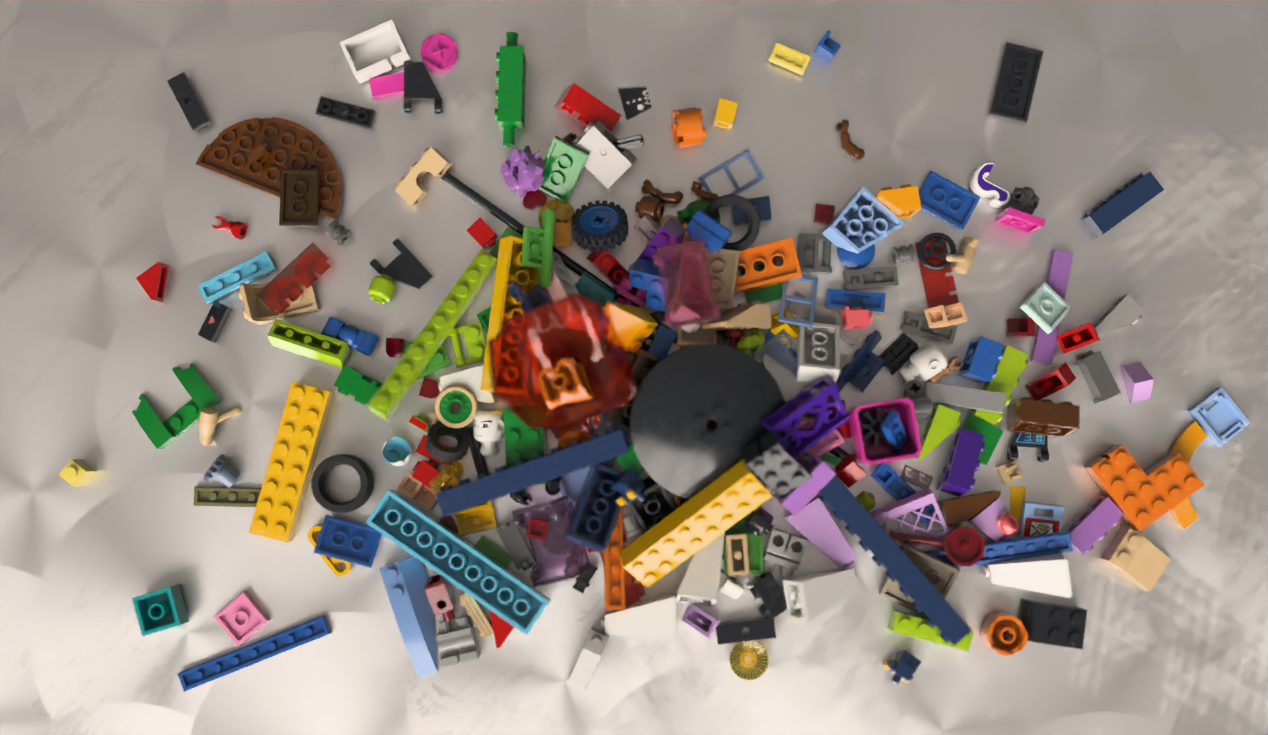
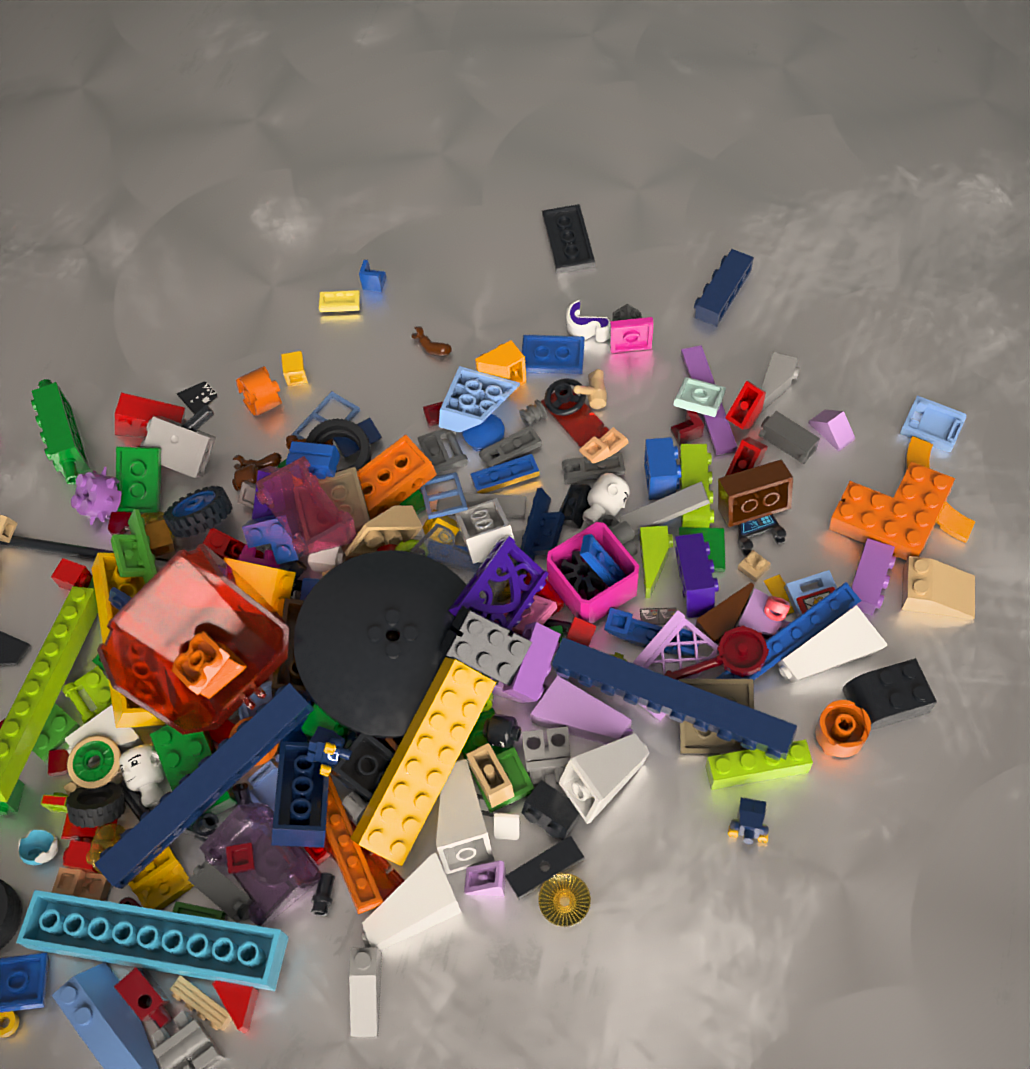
camera: 20 degrees left, 25 degrees down
(855, 318) = (511, 486): coral brick -> none
(950, 367) = (632, 498): medium nougat piece -> none

